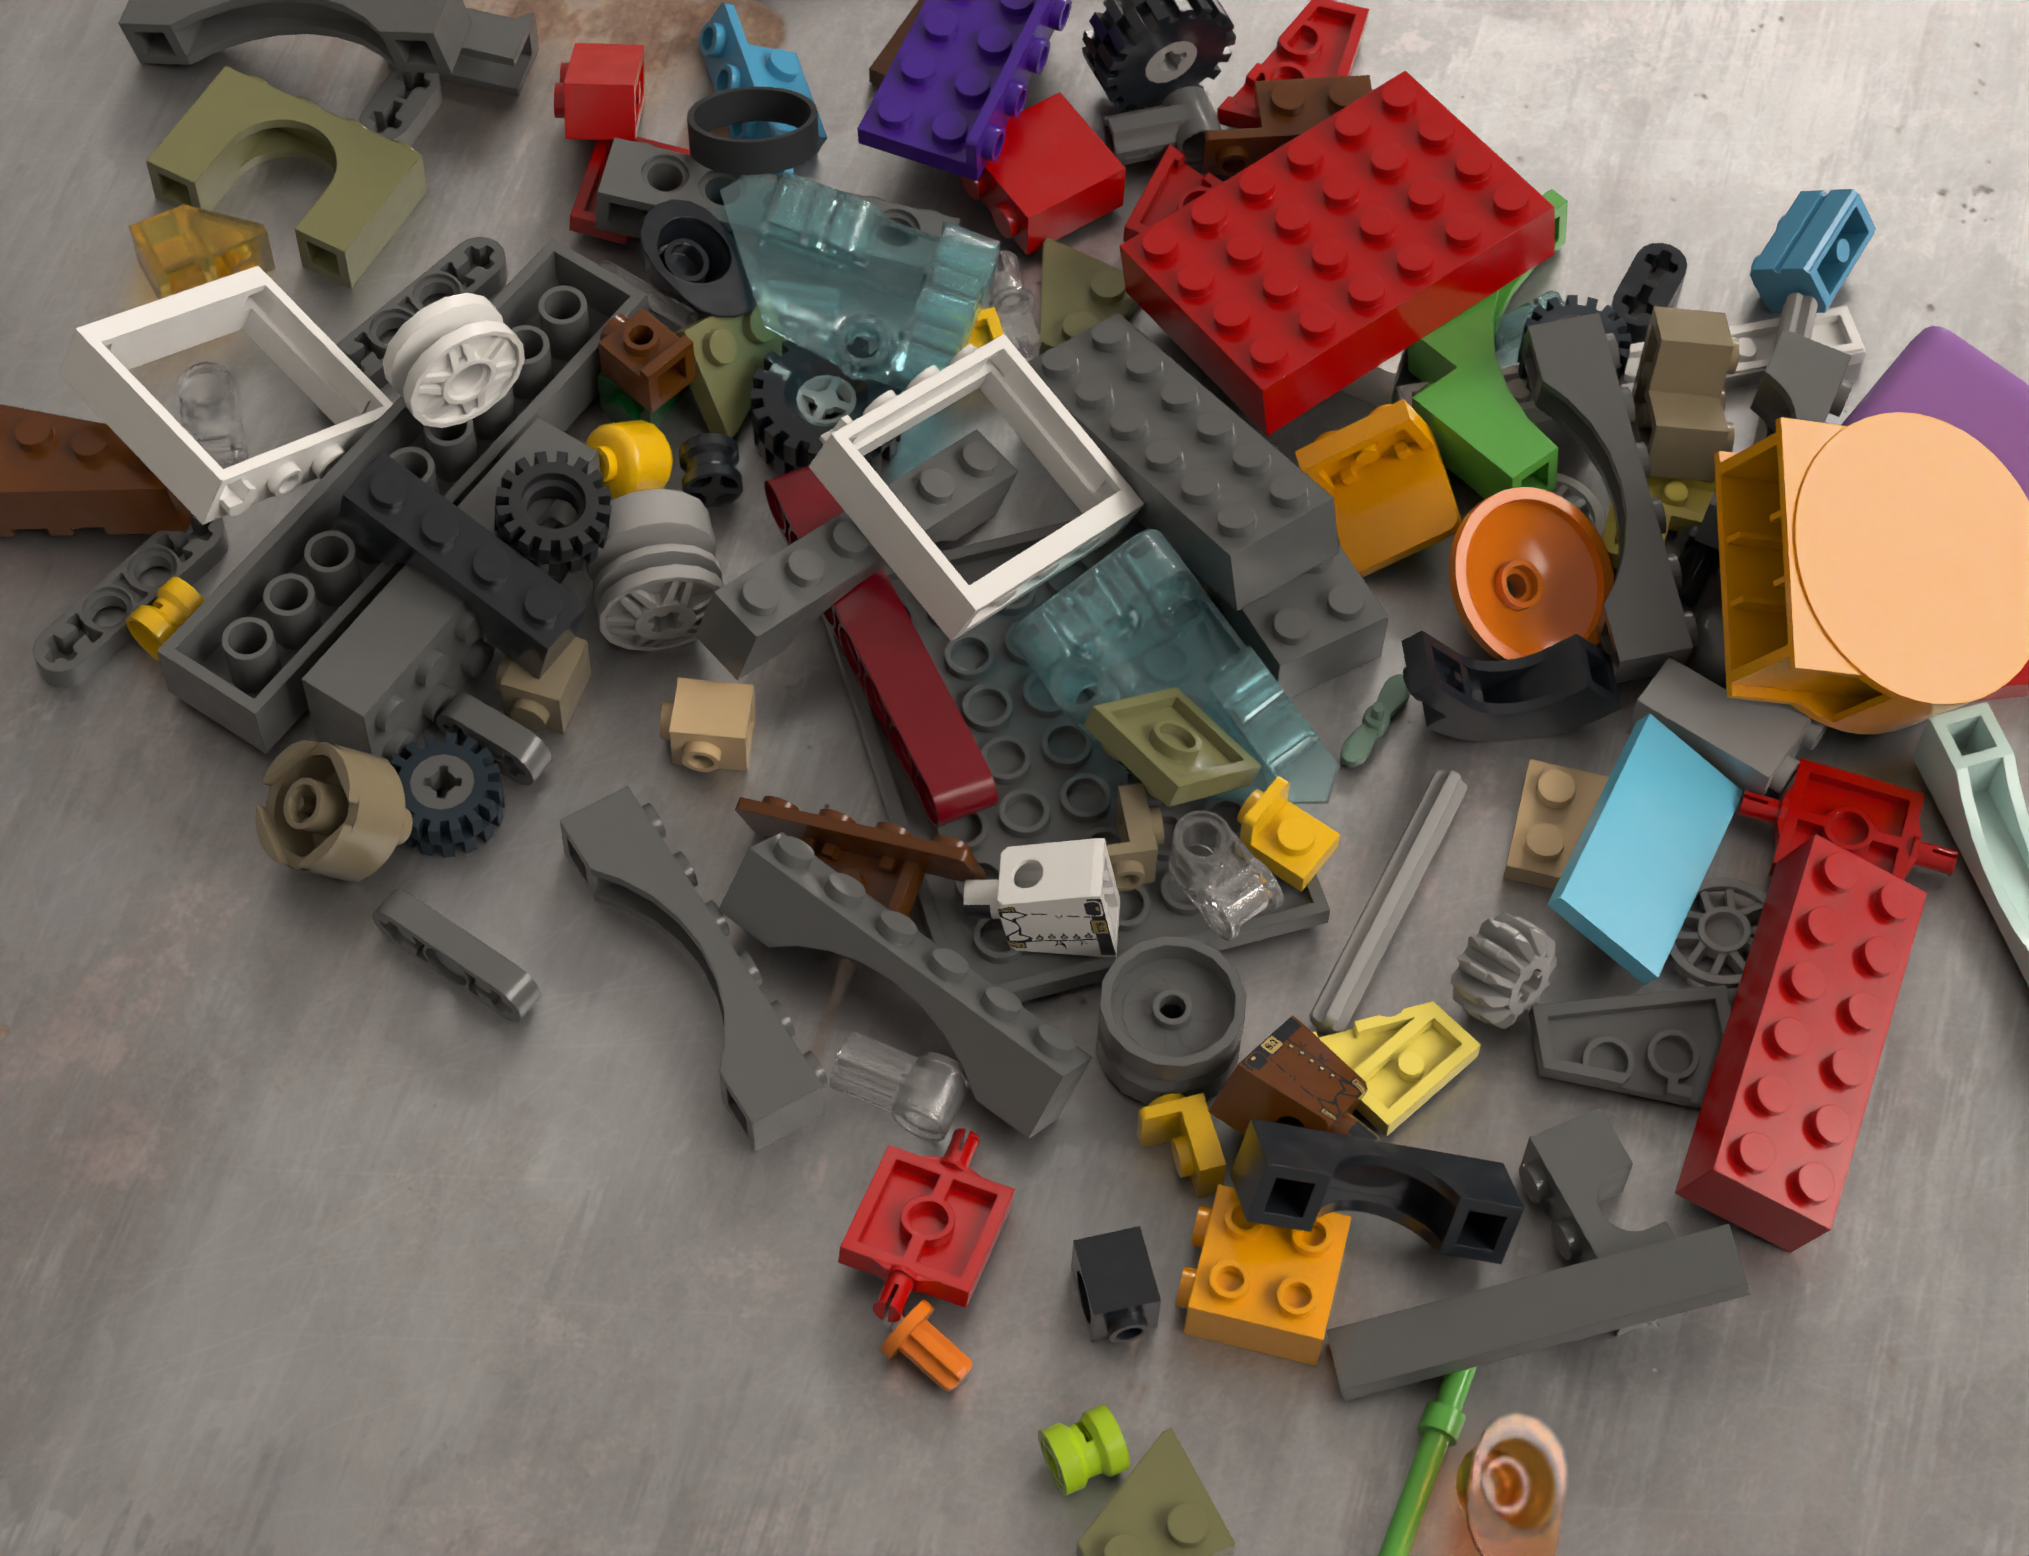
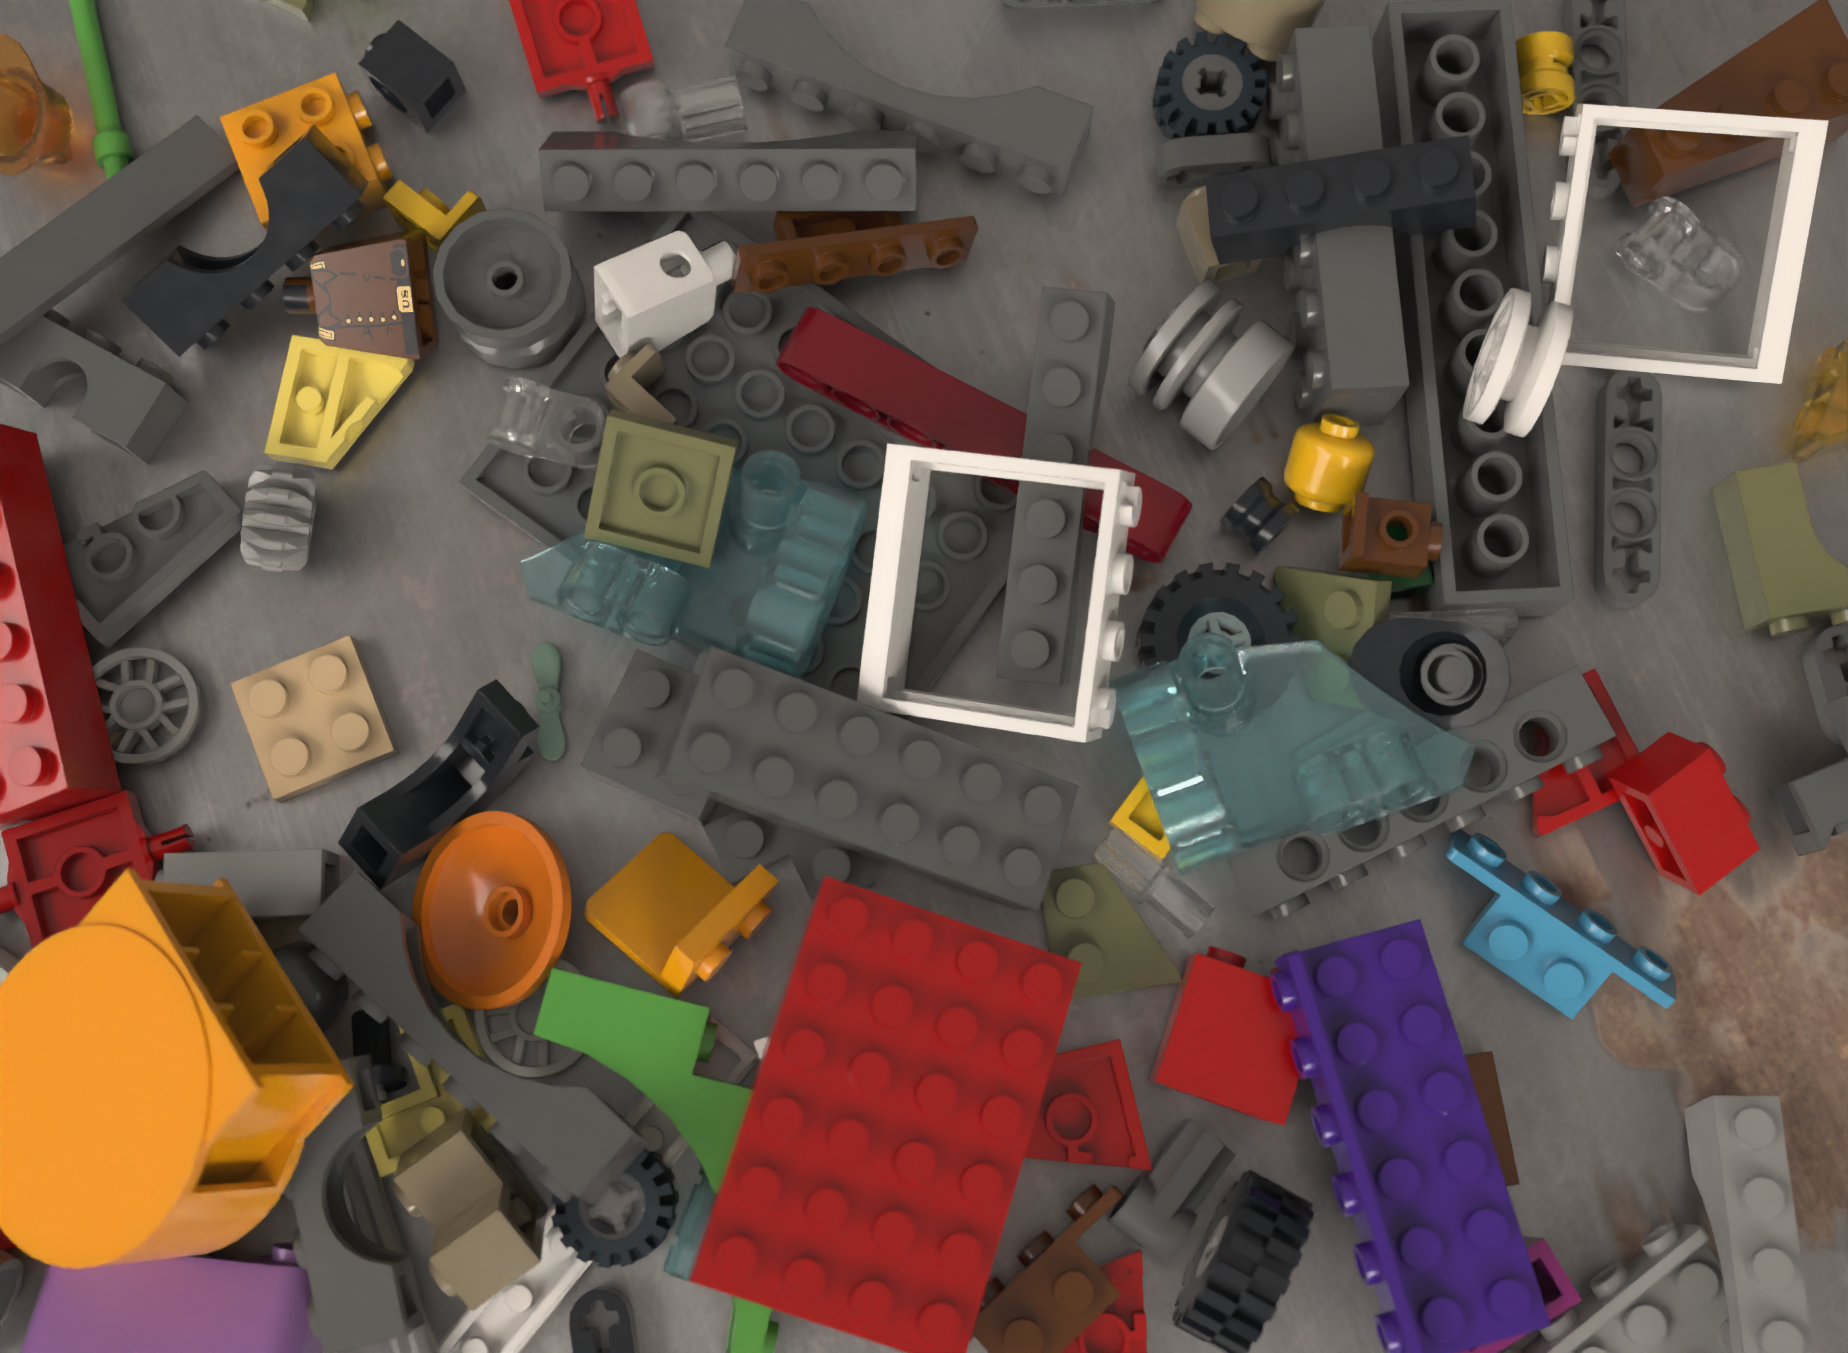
camera: 145 degrees right, 20 degrees up
(559, 482) = (1307, 249): black tyre -> none
(710, 724) = (1059, 268): tan brick -> none
(753, 155) = (1560, 853): black tyre -> none
(1284, 835) = (529, 506): yellow bracket -> none
(1388, 903) = (425, 541): light grey axle -> none
(1646, 849) = (228, 709): medium azure tile -> none

